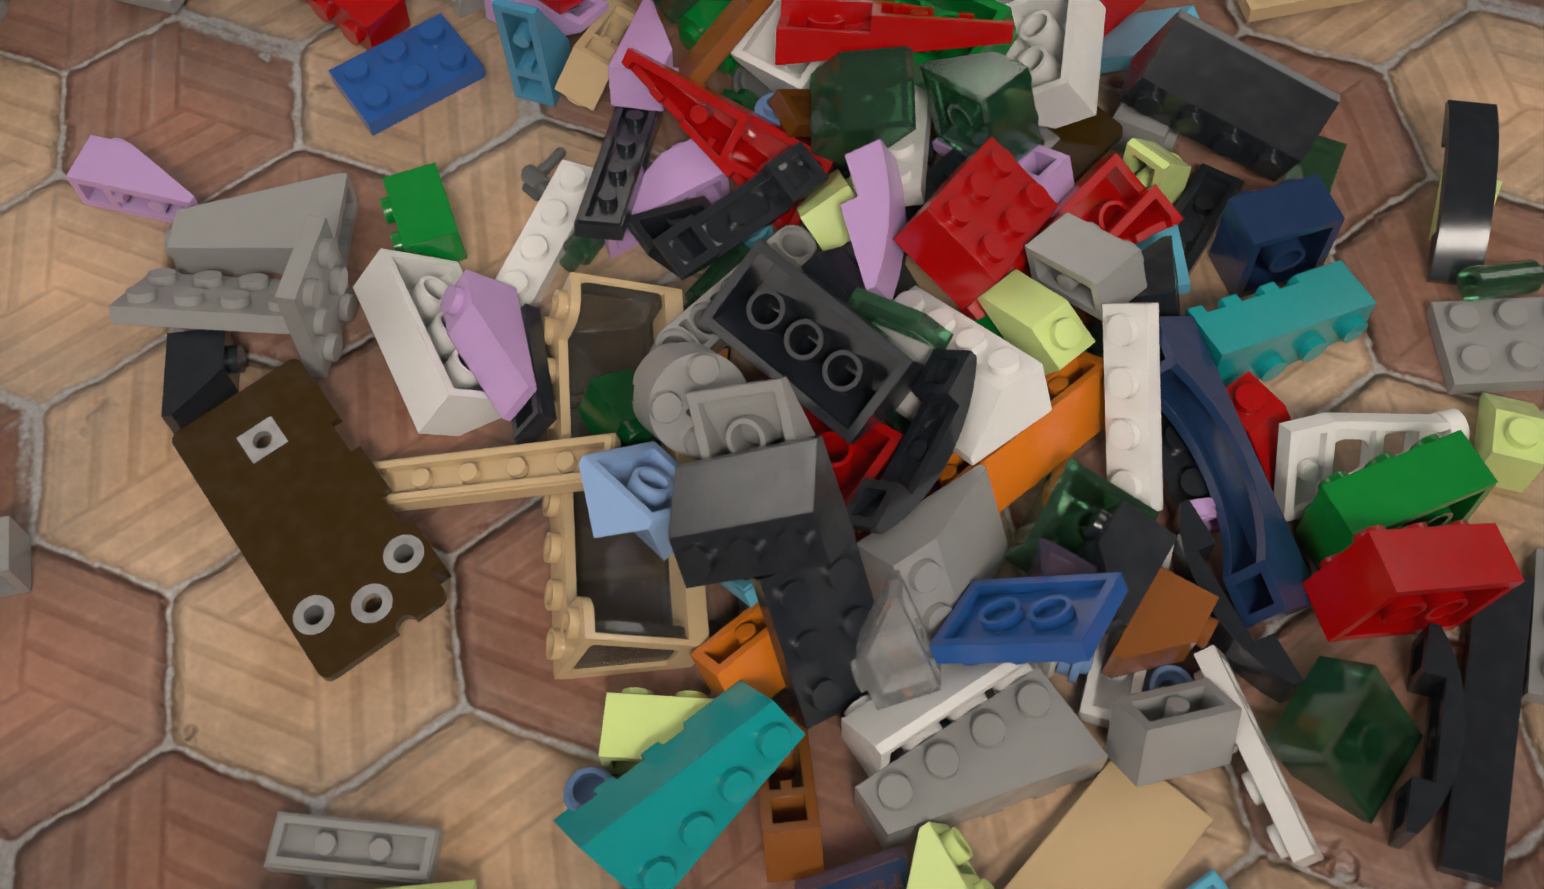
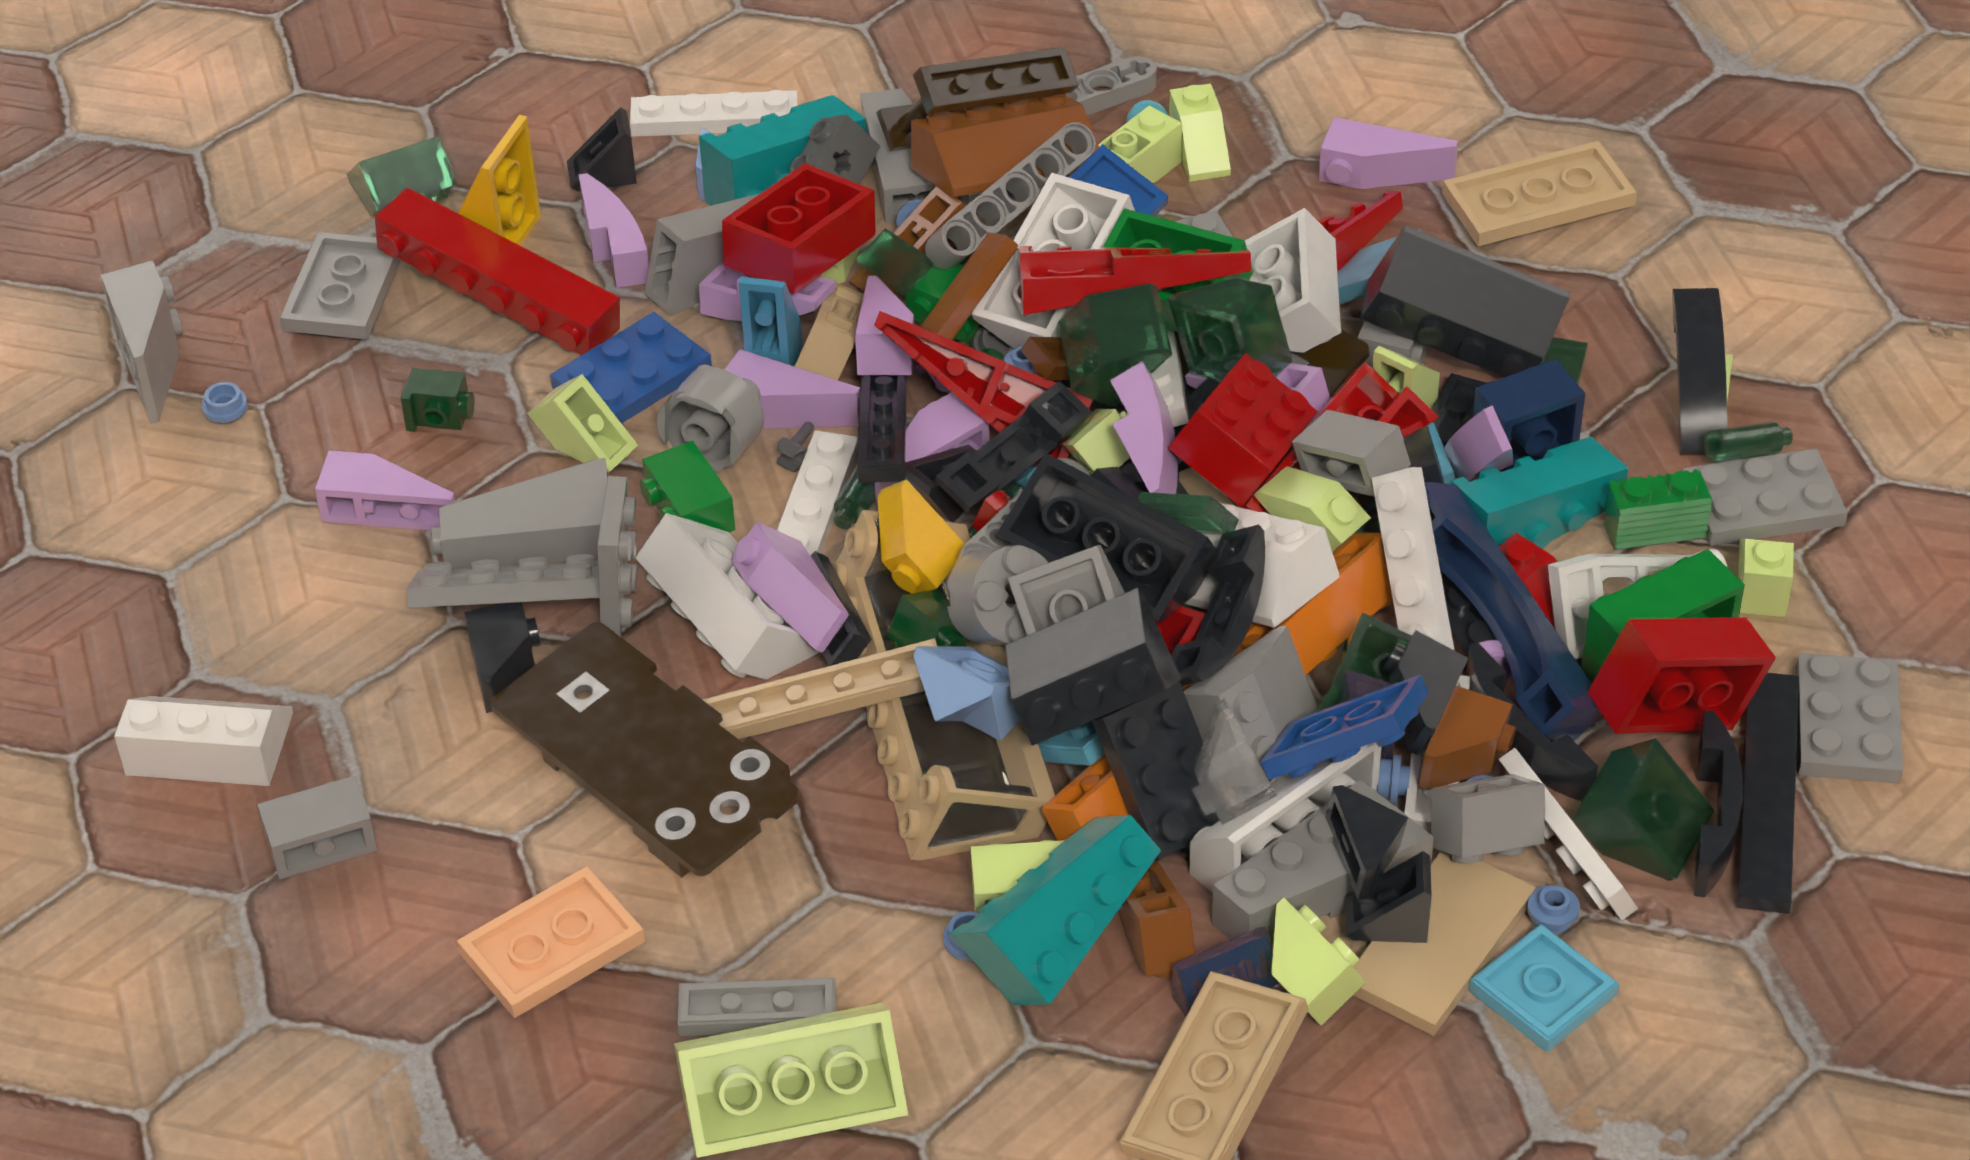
camera: 10 degrees left, 15 degrees down
(25, 67) = (224, 402): none -> medium blue plate
(159, 739) = (550, 941): none -> light nougat plate
(213, 87) = (436, 399): none -> dark green brick
(343, 131) = (582, 424): none -> yellowish green slope
(461, 137) = (714, 412): none -> light grey brick
(535, 117) = (797, 395): none -> lavender slope
(617, 313) = (915, 539): none -> yellow slope
(709, 277) = (990, 507): none -> red tile
(1030, 763) = (1364, 835): none -> black slope
(1049, 834) = (1396, 907): none -> black slope
(1218, 858) = (1553, 907): none -> medium blue plate
(1222, 271) = (1479, 446): none -> lavender slope
(1401, 352) = (1657, 509): none -> green brick

